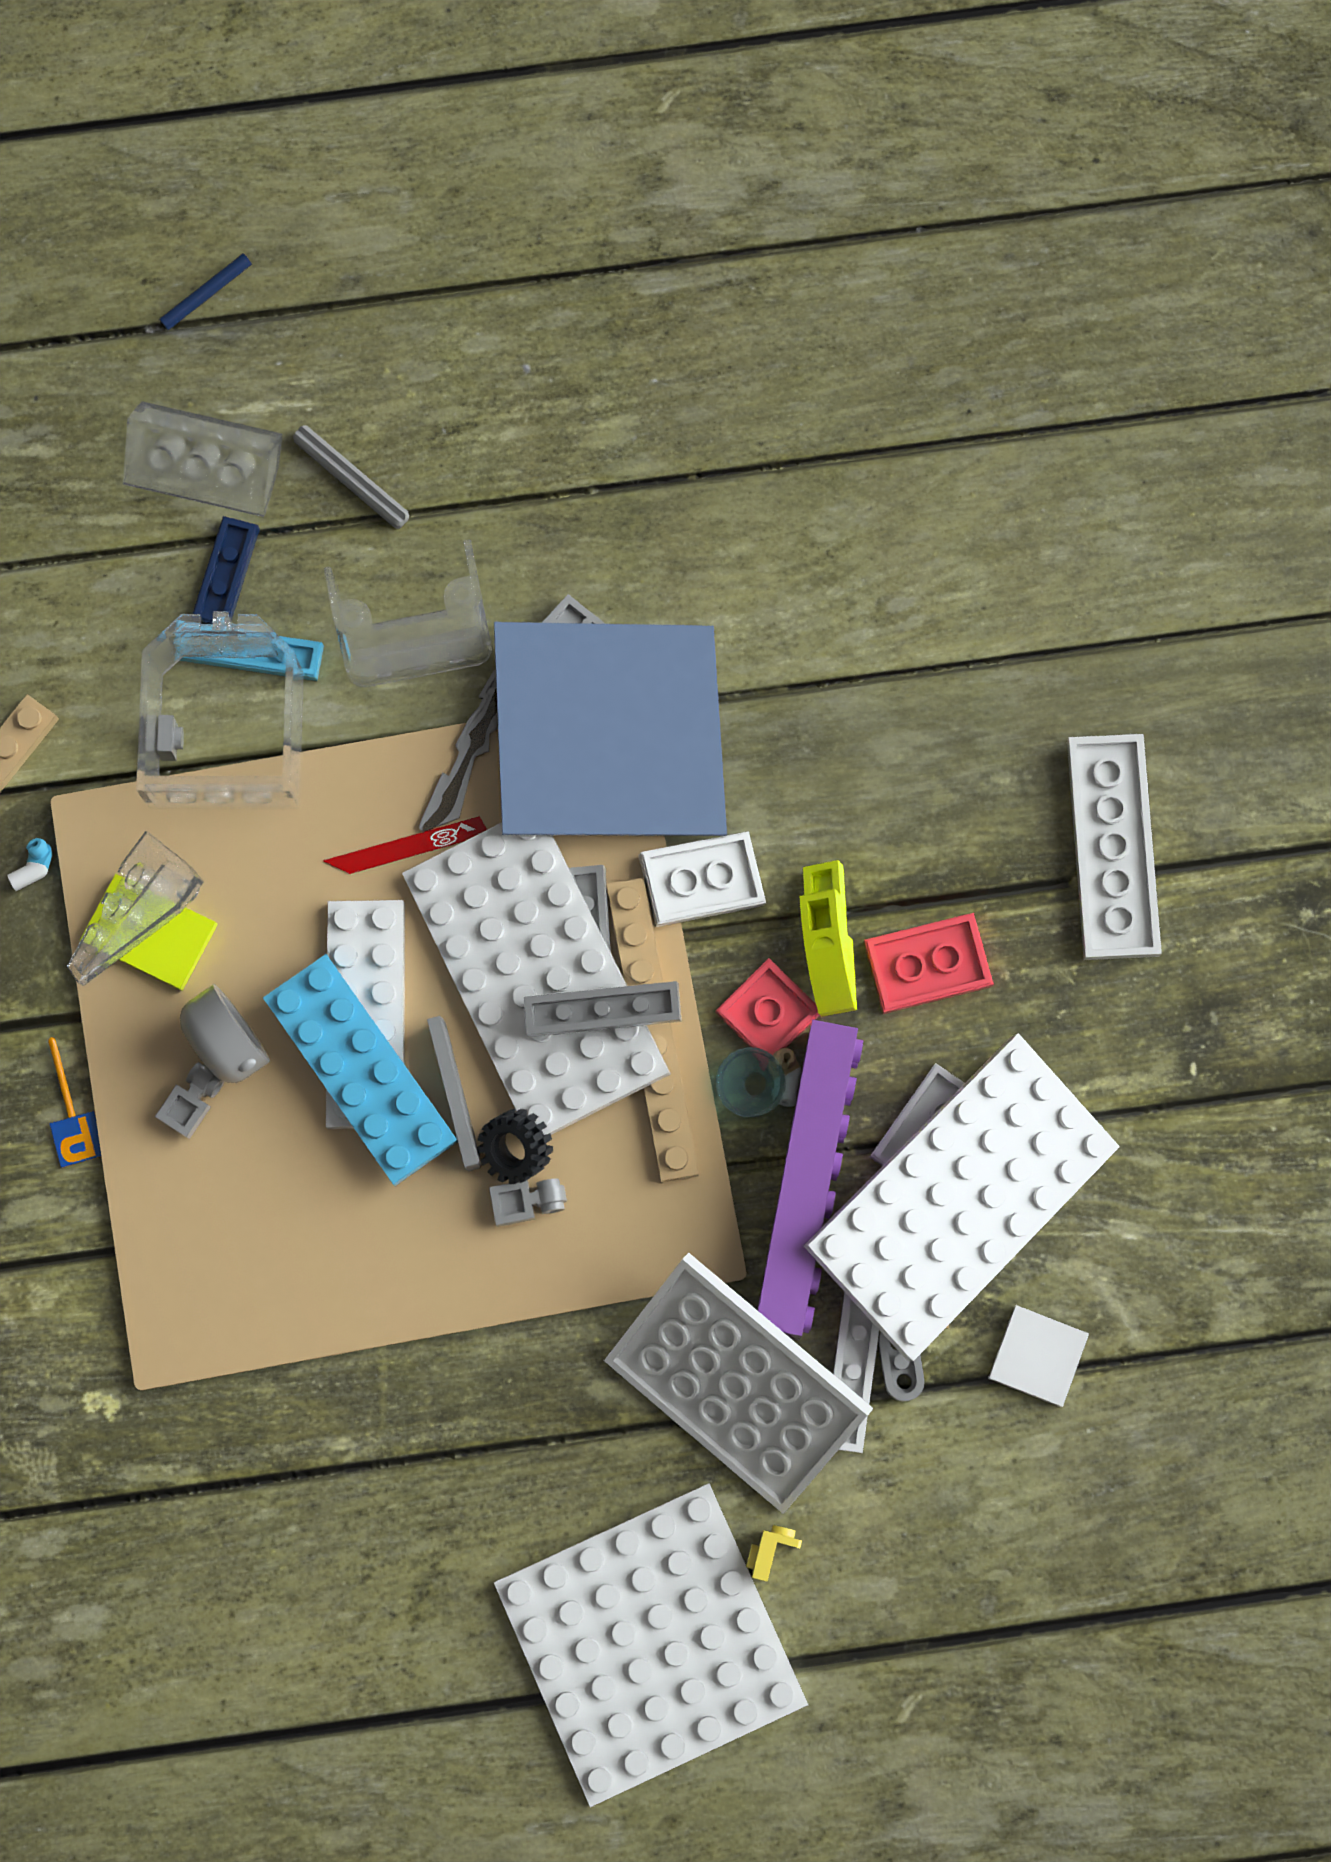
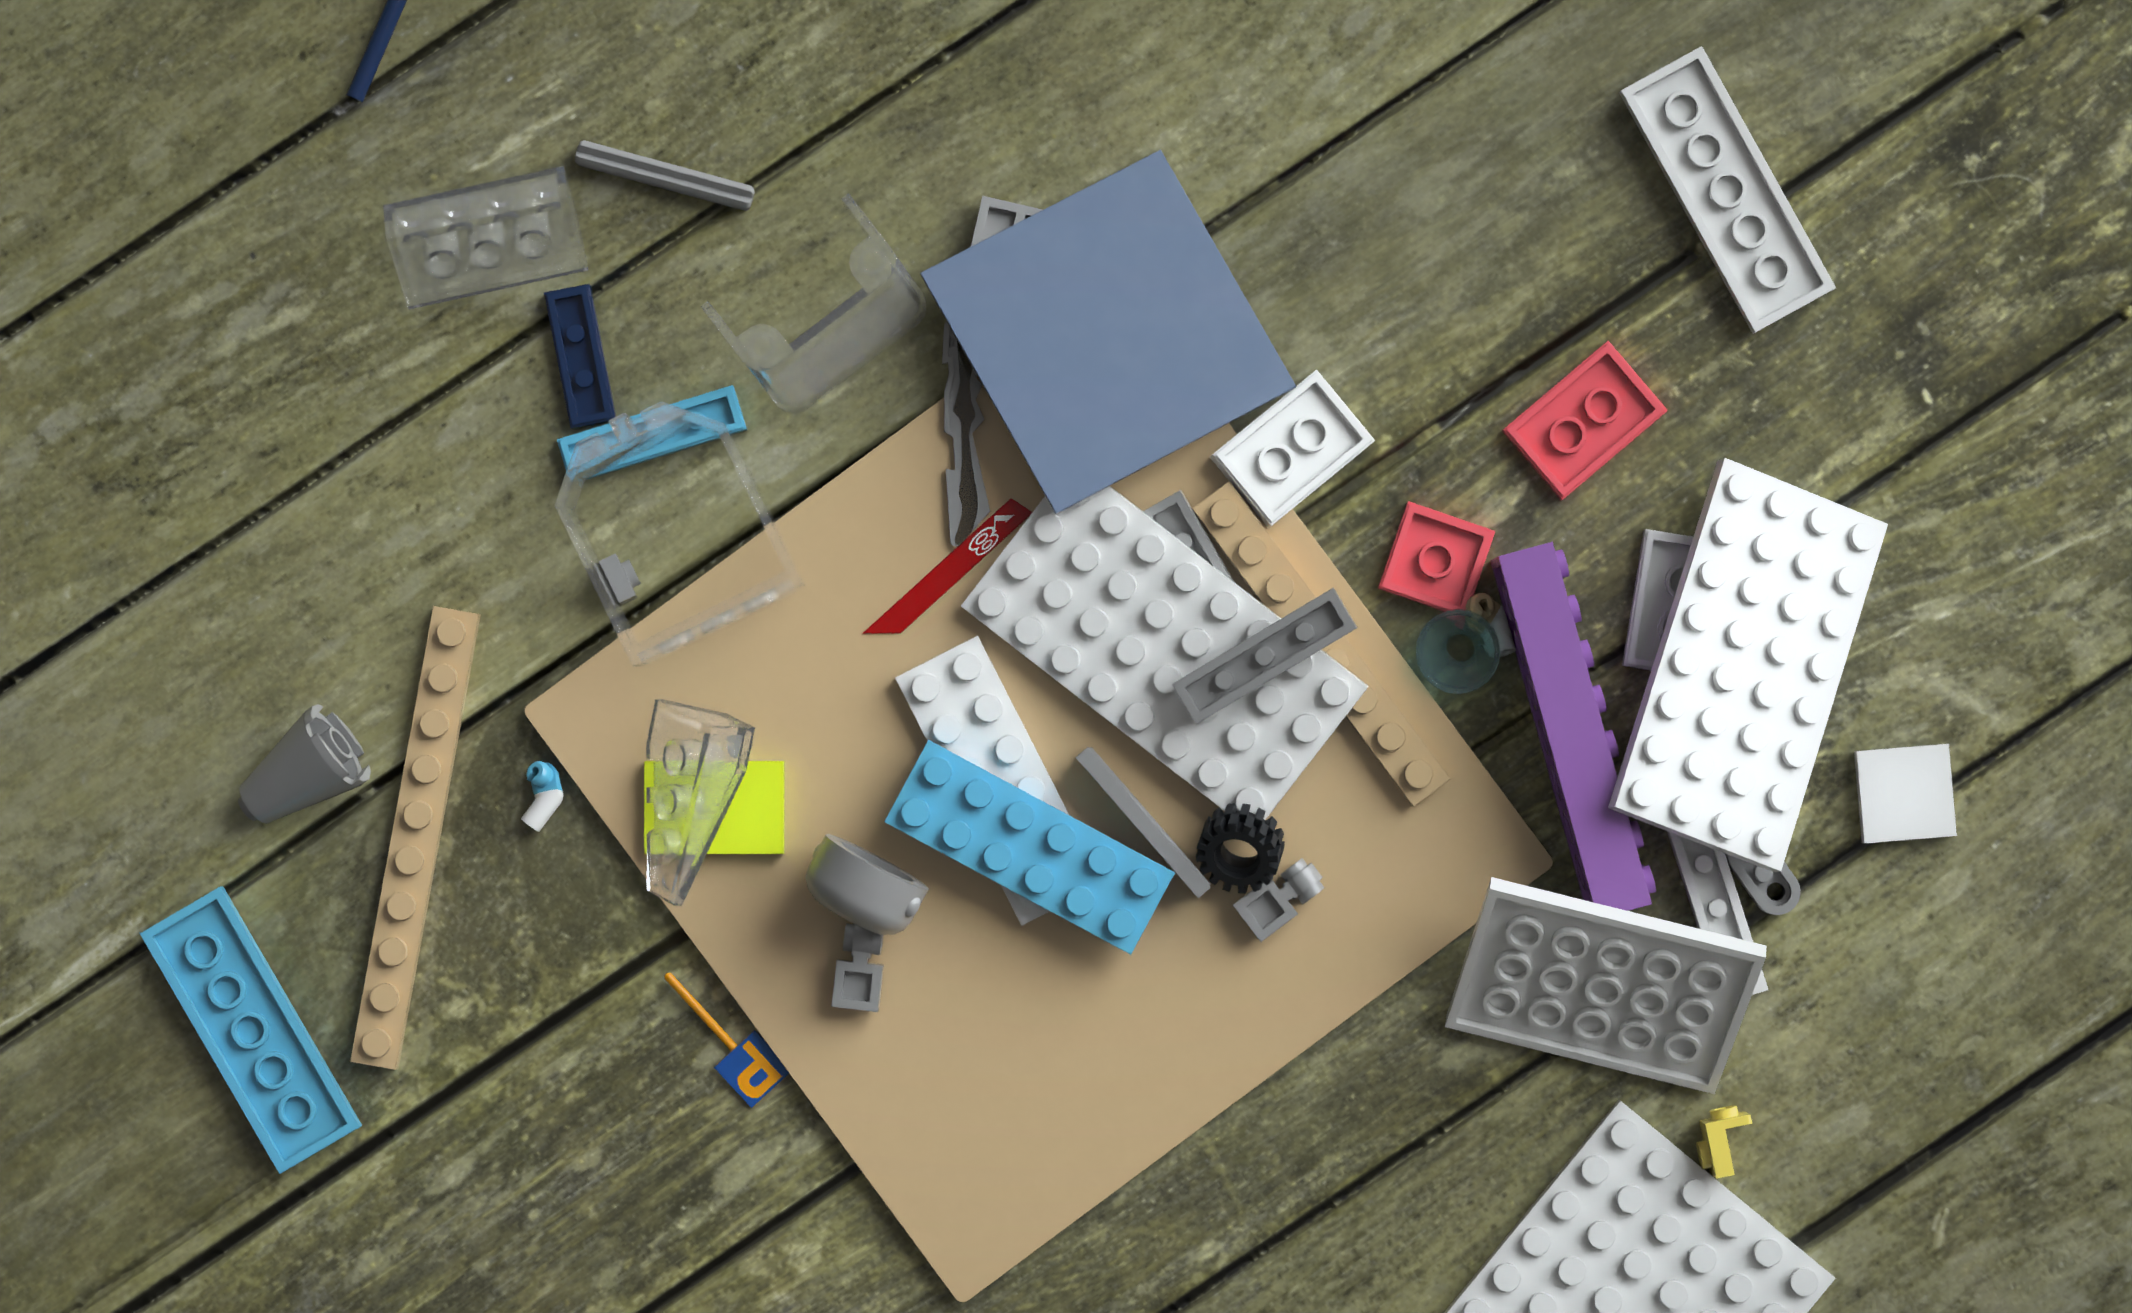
camera: 30 degrees left, 10 degrees up
(826, 938) = (1463, 450): neon yellow slope -> none

